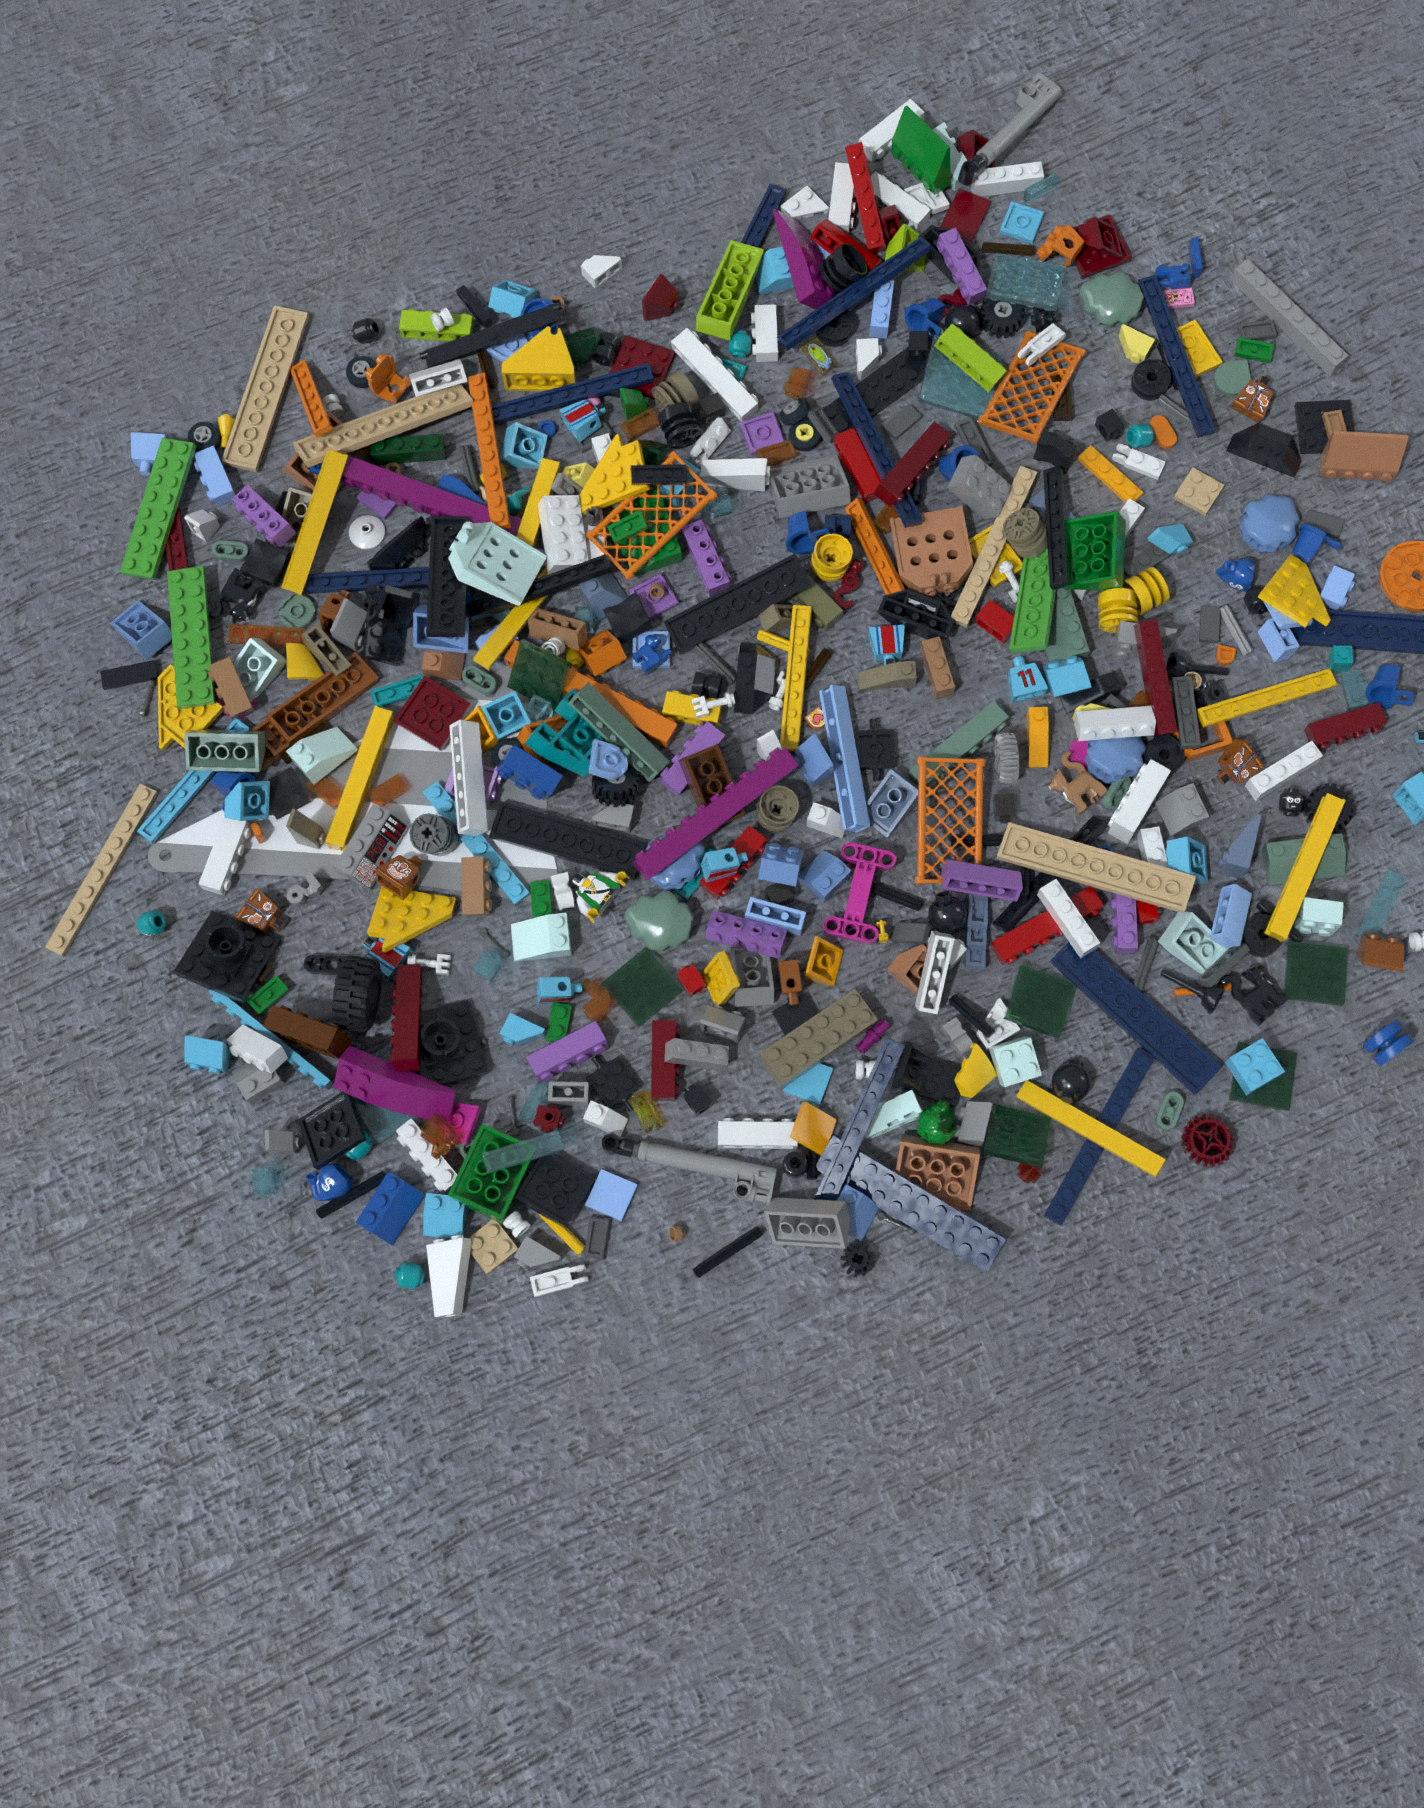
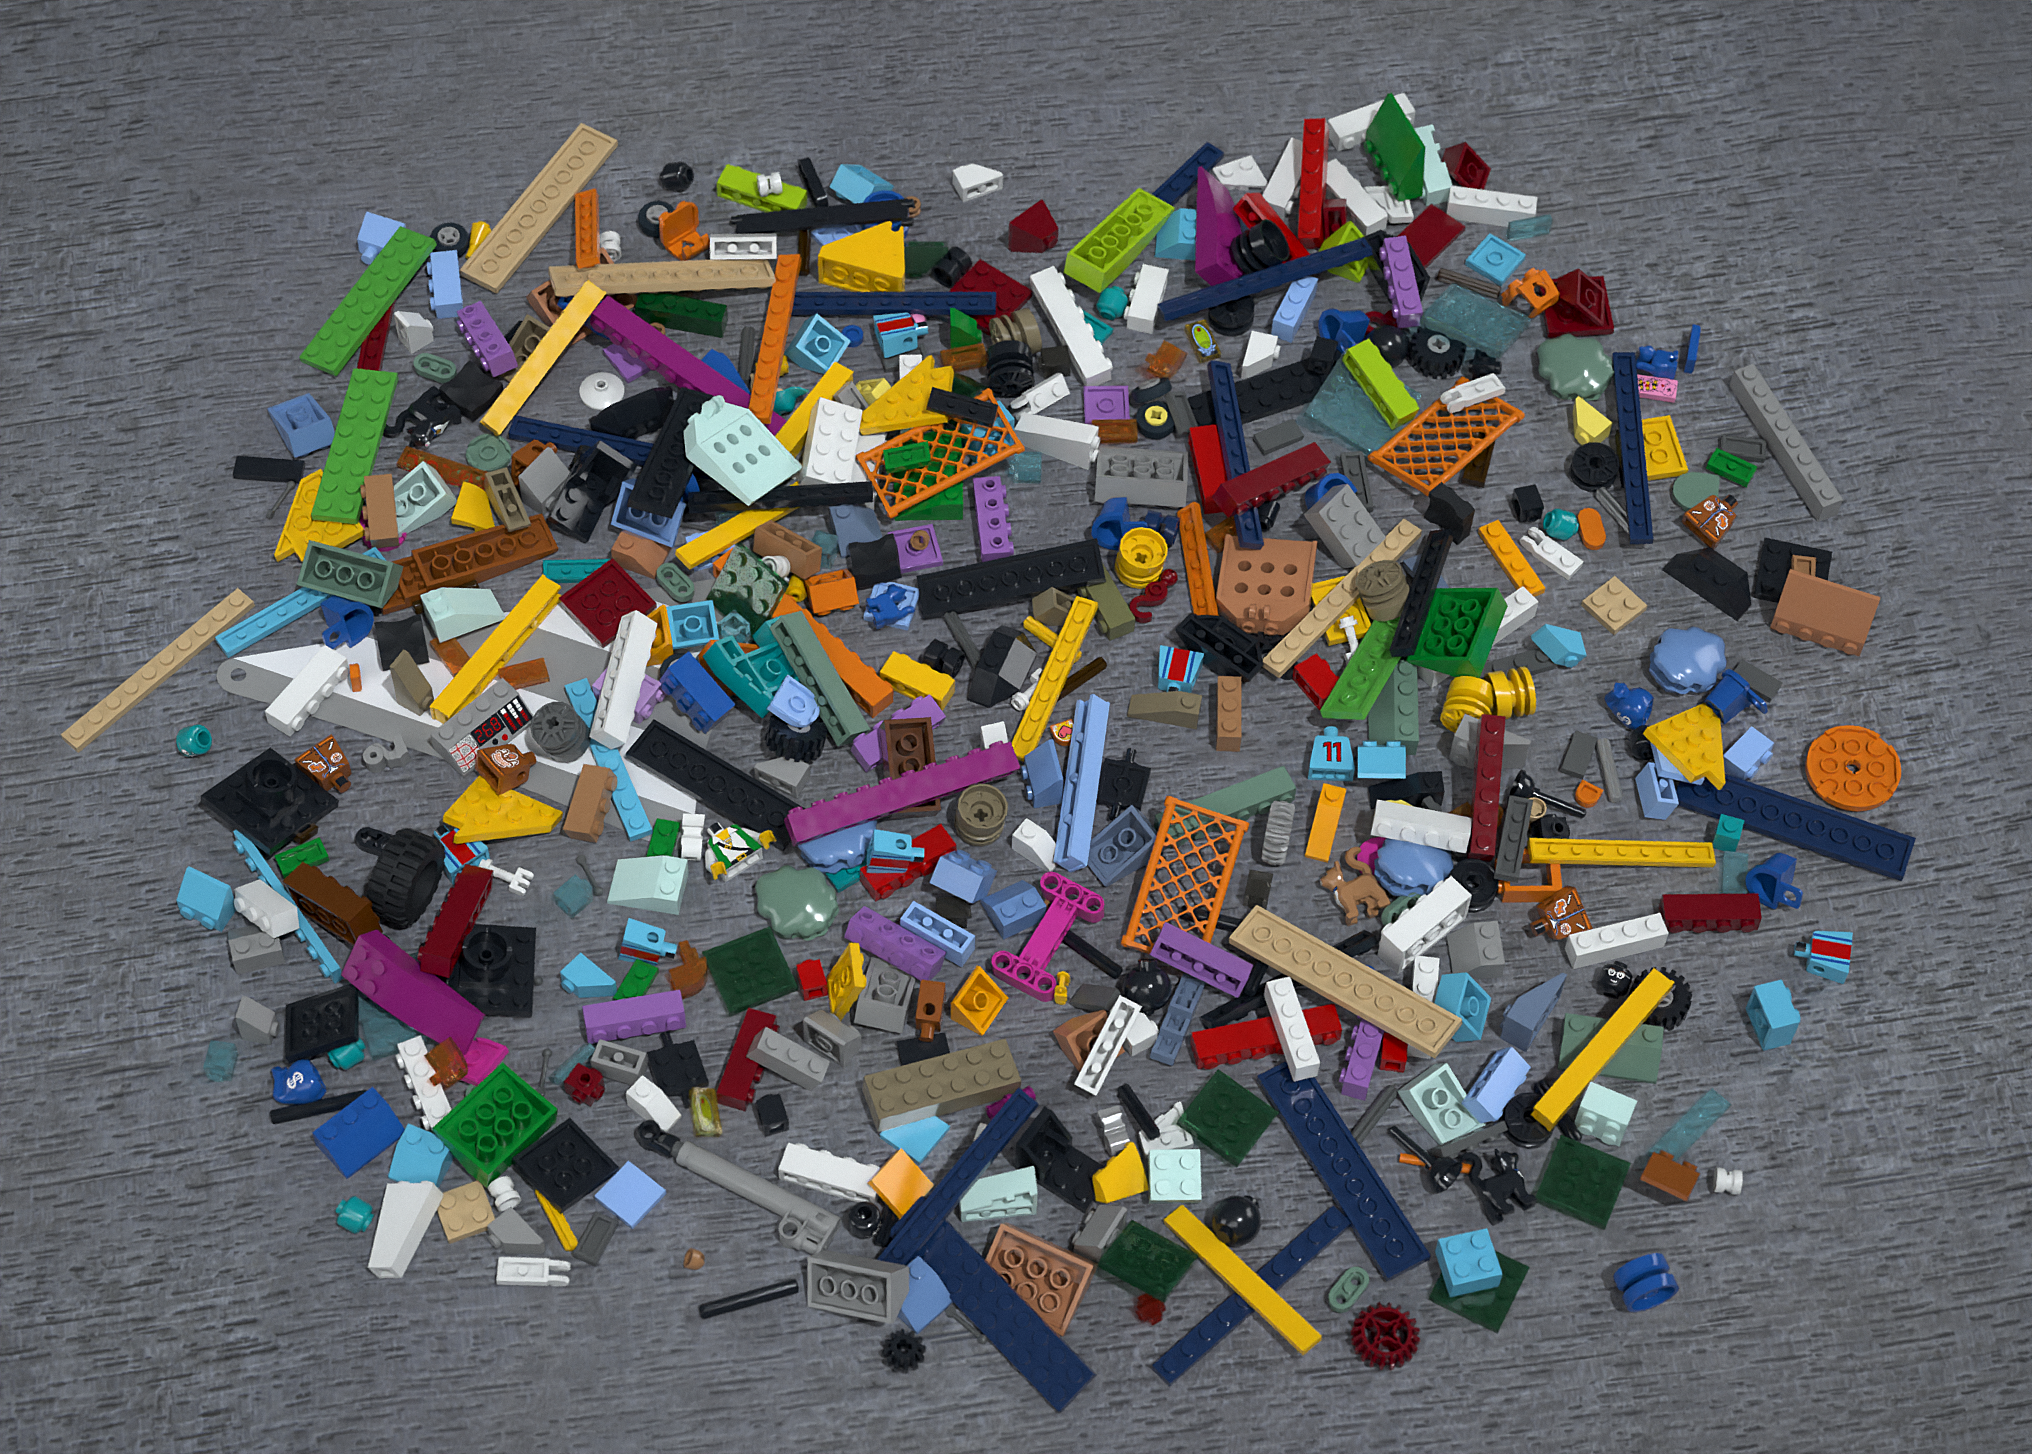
camera: 10 degrees right, 15 degrees down
(248, 801) = (356, 634): medium azure slope -> none
(522, 1152) = (539, 1107): clear light blue tile -> none
(593, 517) = (871, 437): dark grey pin -> none
(704, 706) = (928, 678): white hinge -> none
(936, 1123) = (1054, 1218): green piece -> none
(1035, 99) = (1551, 132): light grey piece -> none

